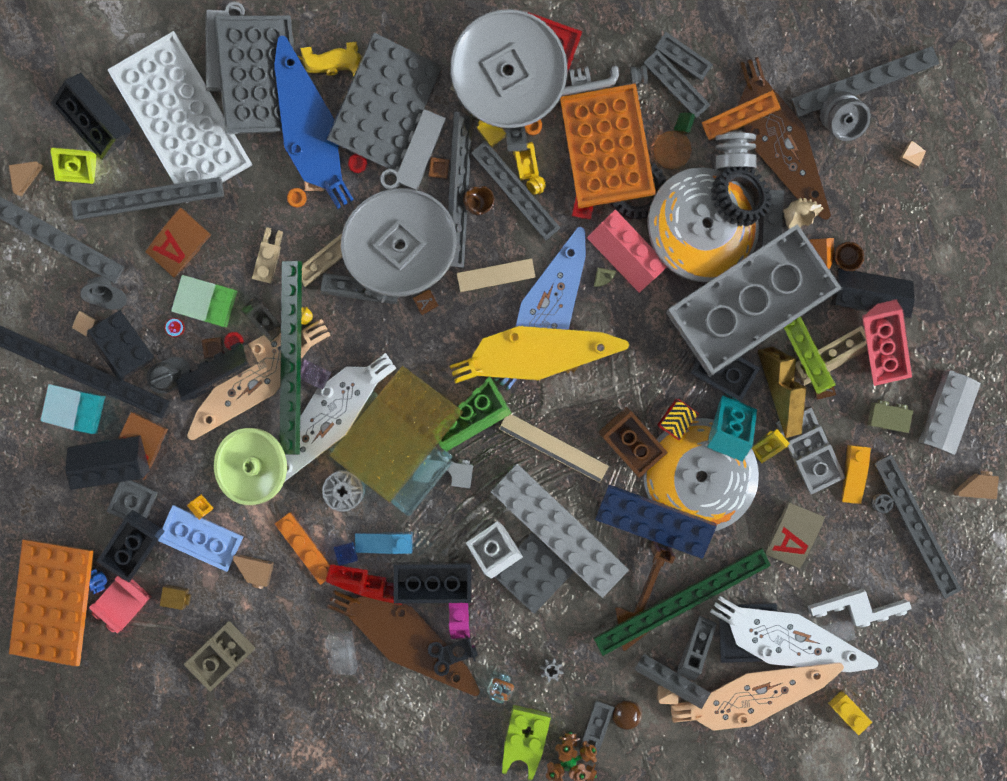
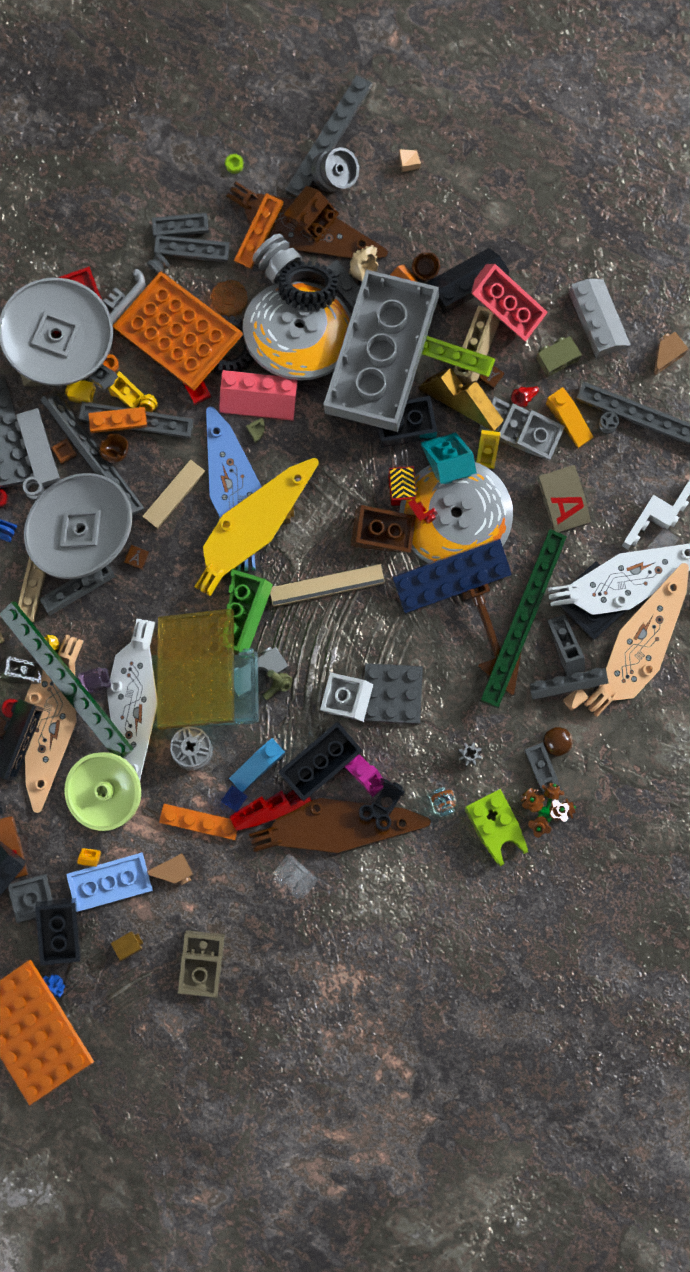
camera: 40 degrees left, 10 degrees down
(119, 604) = (87, 987): coral panel -> none
(454, 494) = (281, 682): none -> olive piece
(500, 180) = (117, 420): none -> orange plate
(559, 530) = (384, 642): light grey brick -> none
(672, 452) = (419, 510): none -> red bracket
(684, 123) = (221, 270): dark green slope -> none
(770, 39) = (234, 163): none -> lime tile
(795, 136) = (311, 213): none -> reddish brown slope
(834, 425) = (523, 395): none -> red animal

